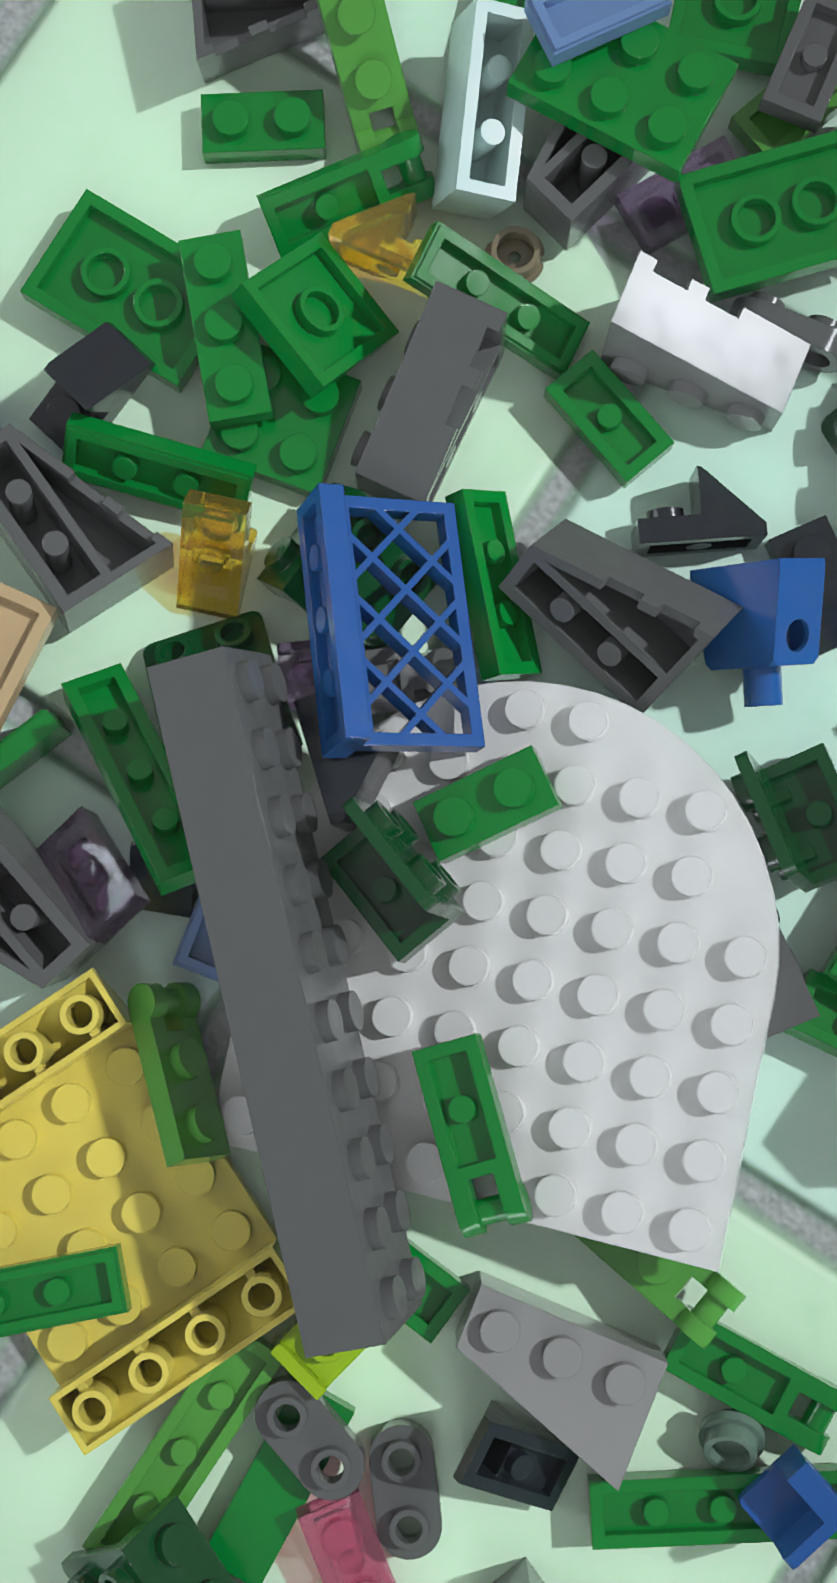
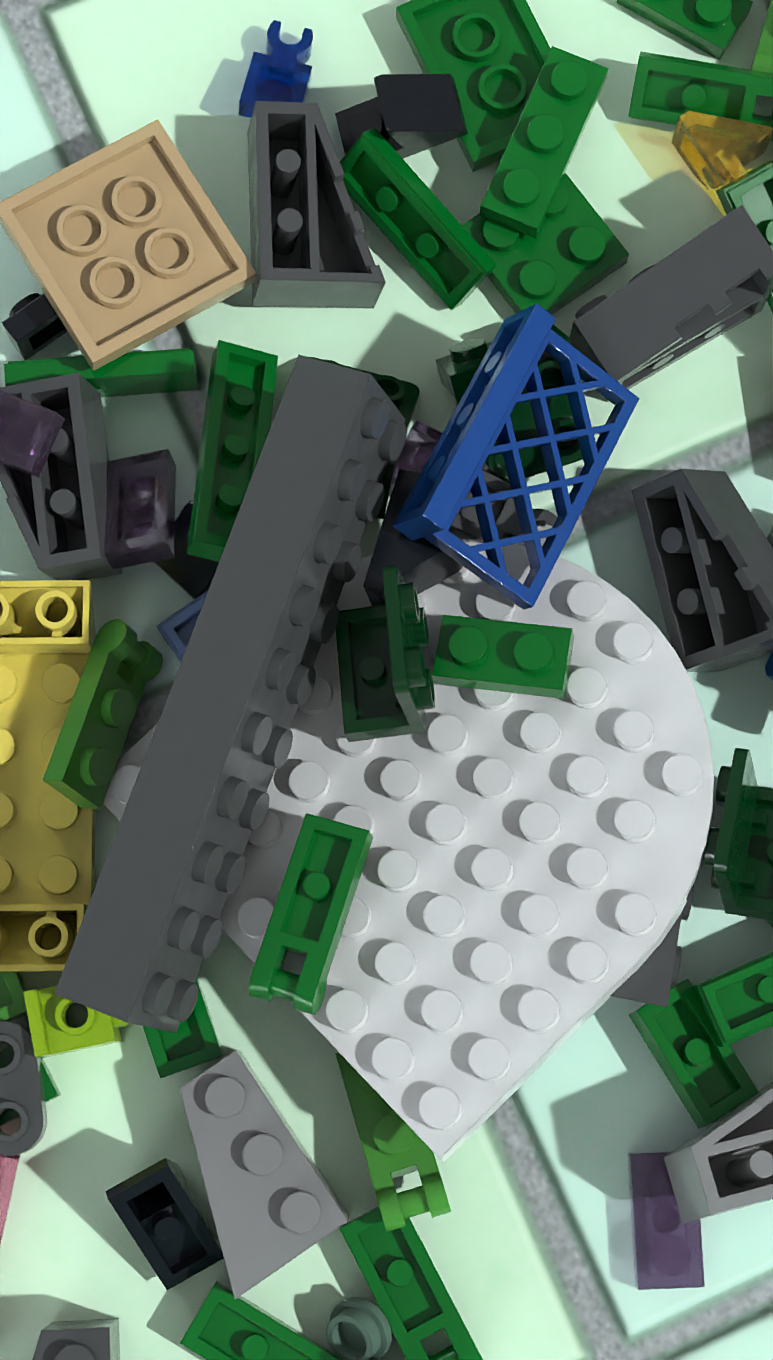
camera: 25 degrees right, 5 degrees down
(214, 554) = (414, 315): clear yellow slope -> none
(314, 314) = (625, 175): green plate -> none
(405, 1490) = (56, 1190): dark grey plate -> none
(489, 552) = (643, 453): green plate -> none

